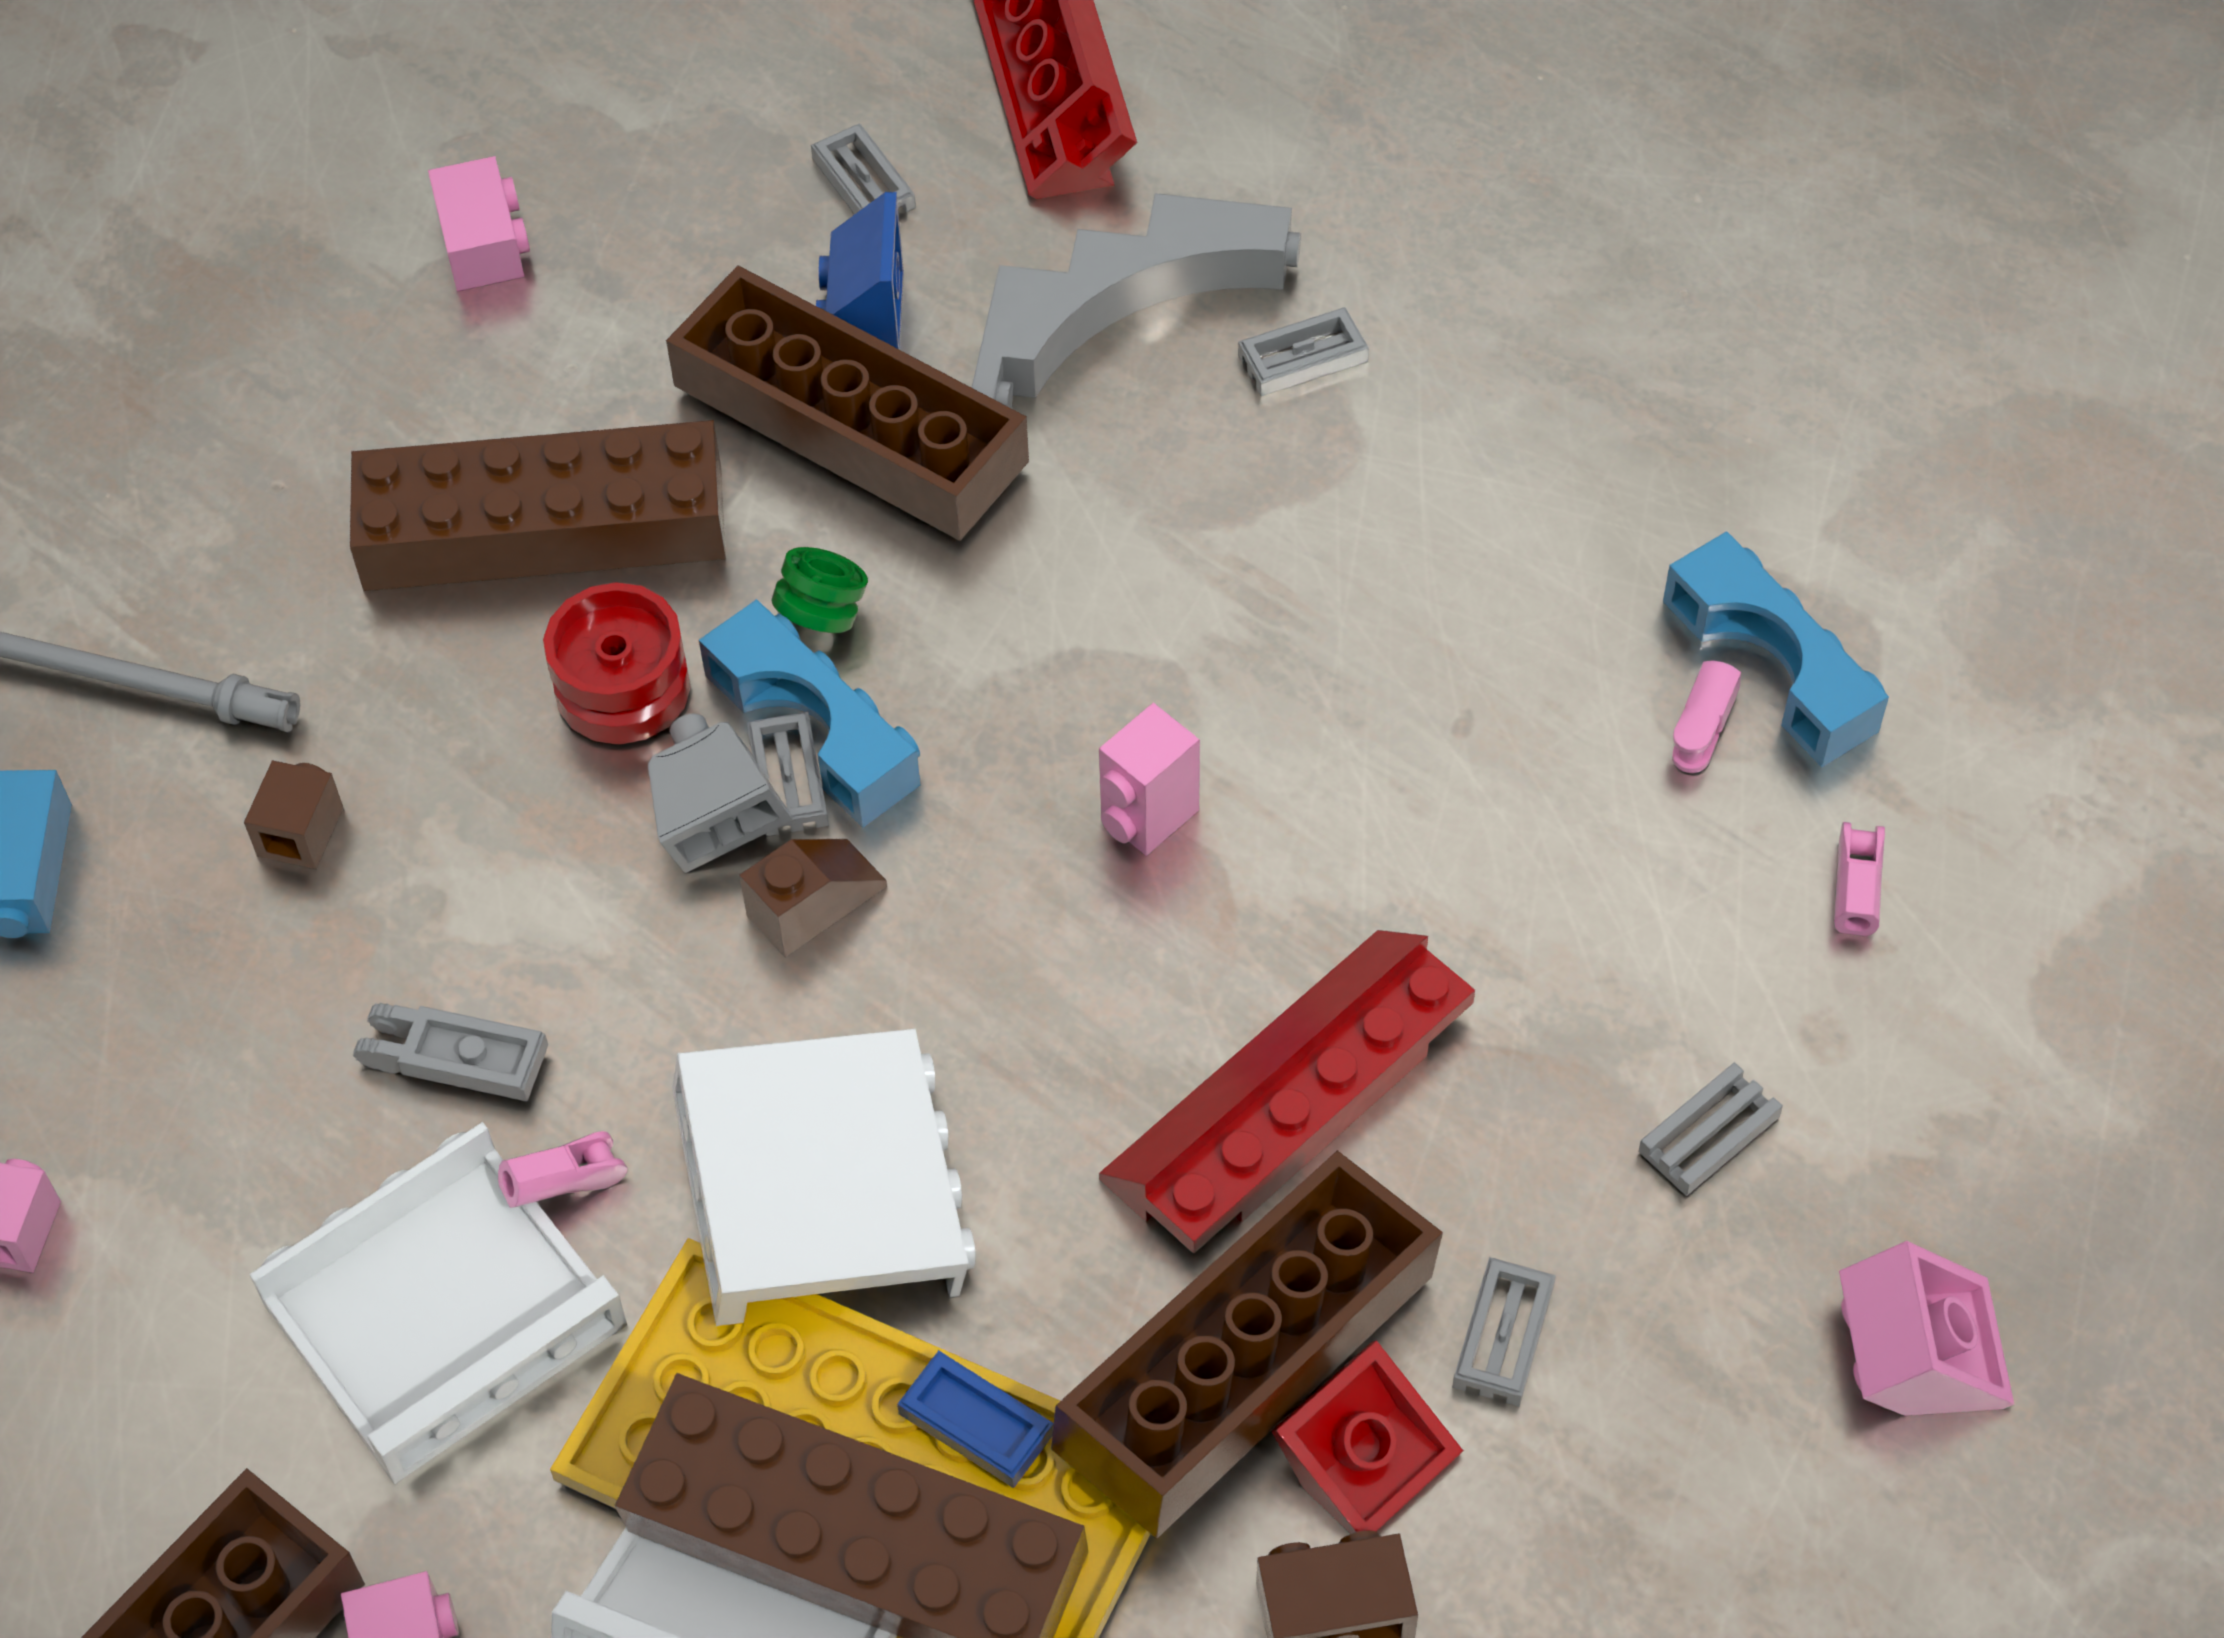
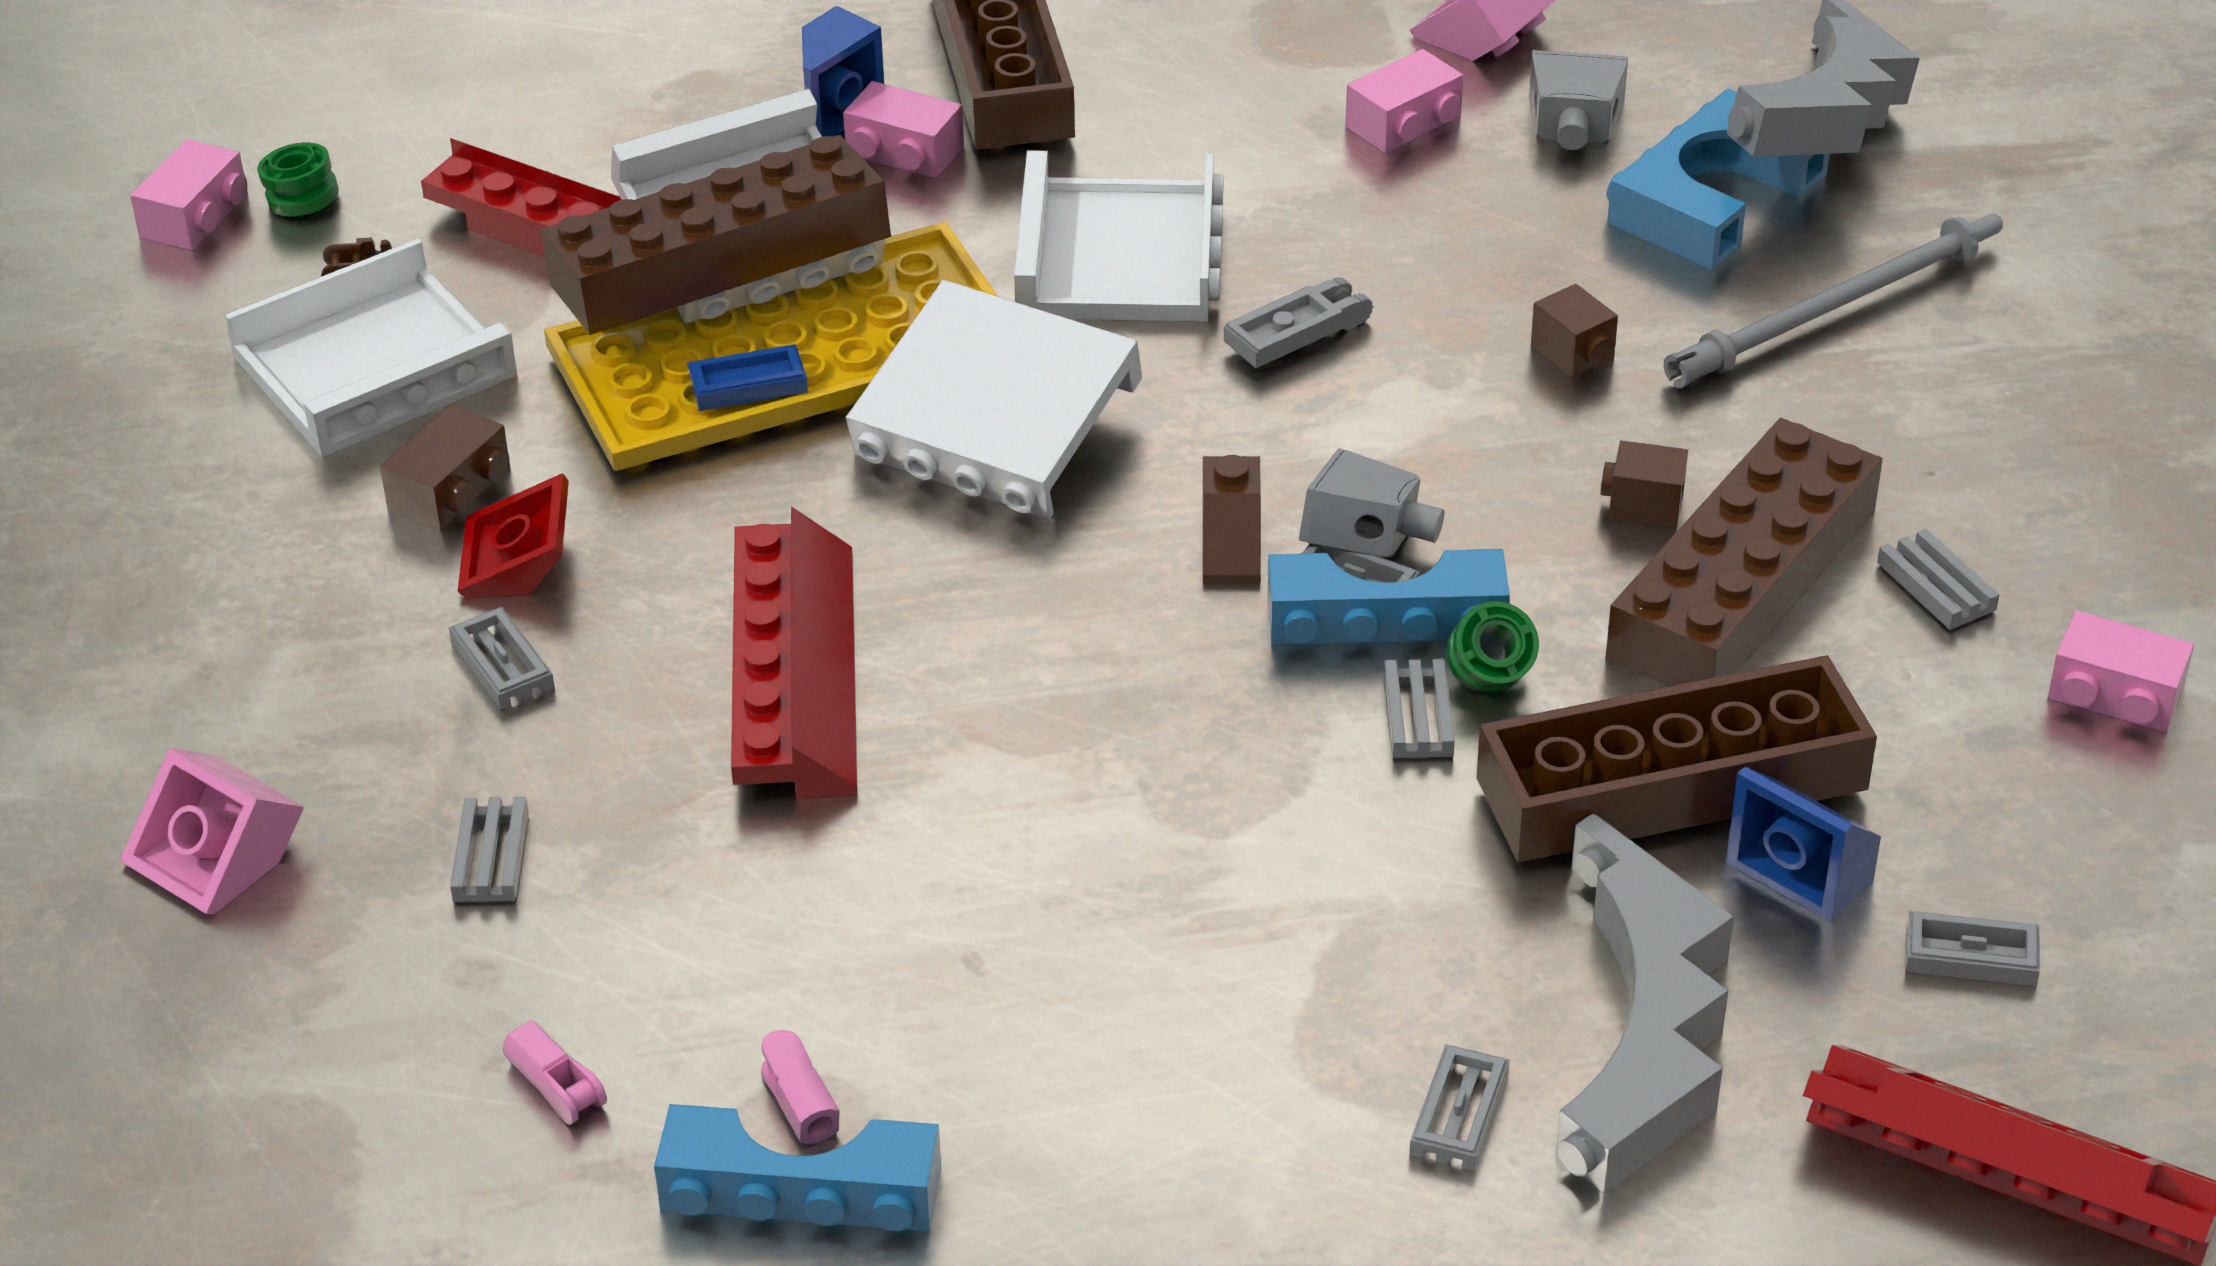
camera: 130 degrees right, 15 degrees down
(429, 393) = (1945, 575): none -> light grey tile
(489, 629) = (1645, 484): none -> reddish brown brick
(557, 1170) = (1147, 309): bright pink bar -> none
(617, 663) = (1537, 508): red wheel -> none
(907, 618) = (1417, 678): none -> light grey tile
(1149, 779) = (1103, 699): bright pink brick -> none
(1244, 1343) = (630, 495): reddish brown brick -> none

